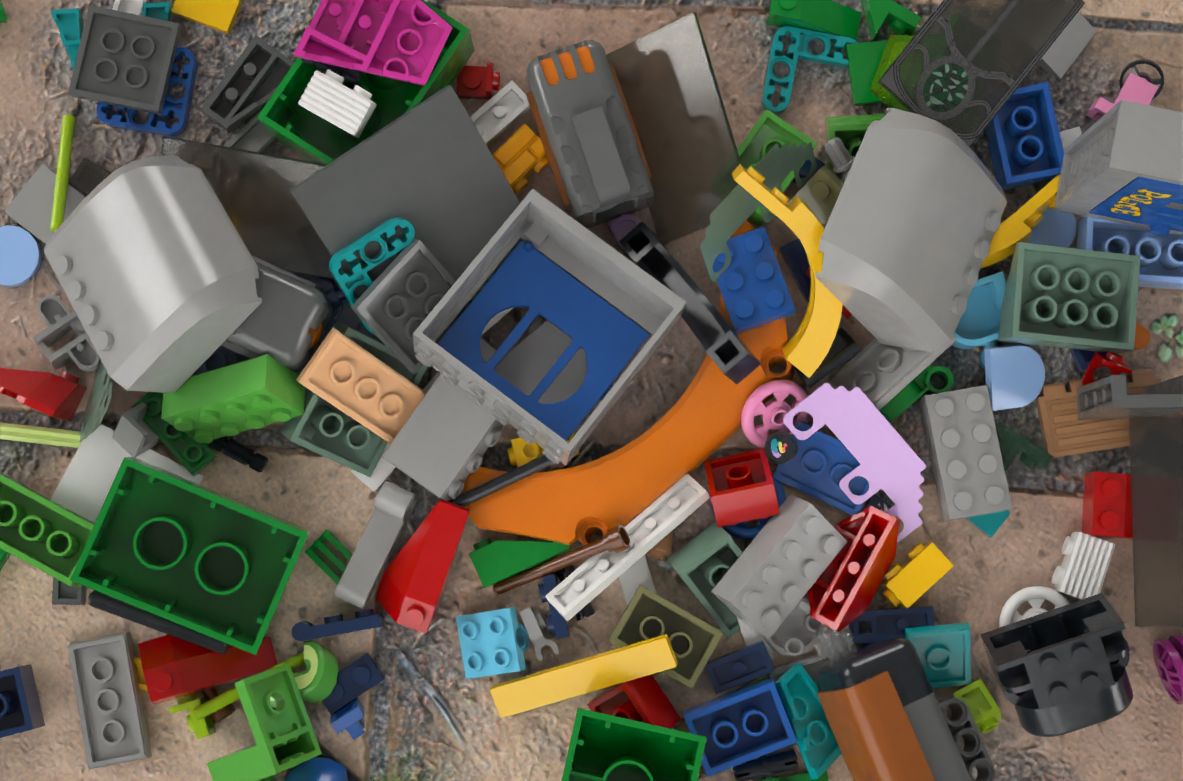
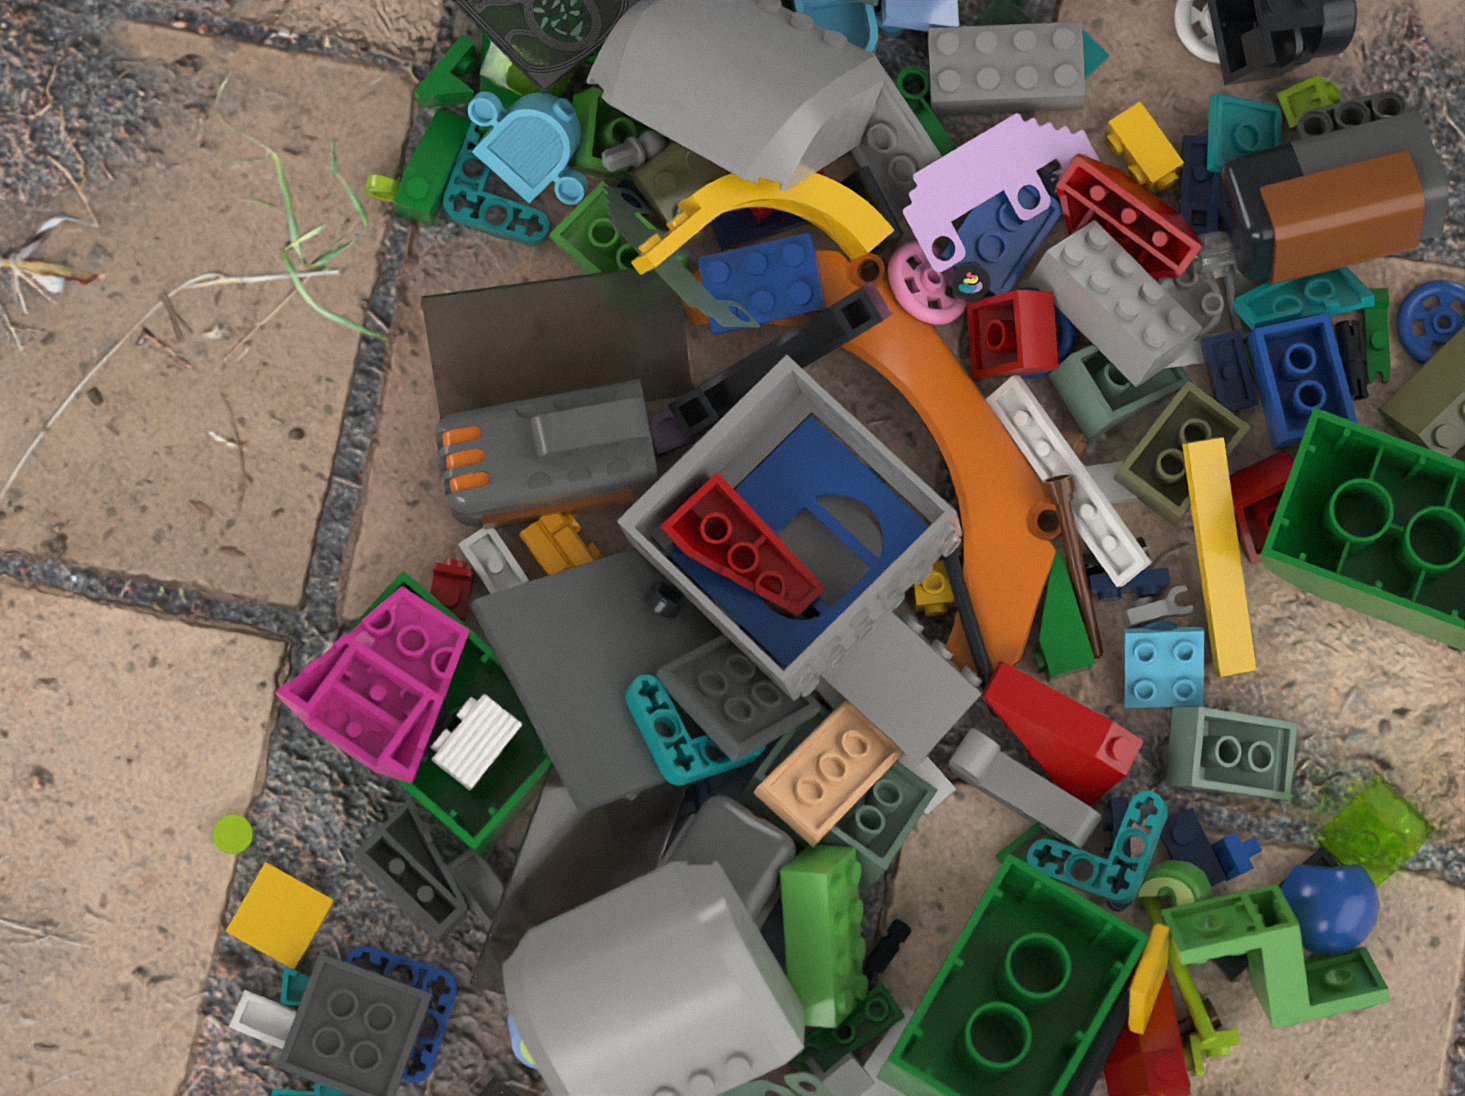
camera: 85 degrees left, 5 degrees down
(230, 659) = (1148, 978): none -> yellow tile
(318, 615) = (1105, 869): none -> teal beam
(429, 705) = (1231, 753): none -> sand green slope
(480, 238) = (665, 599): none -> black tile
(533, 283) = (736, 543): none -> red wedge
(837, 82) = (530, 143): none -> medium azure piece

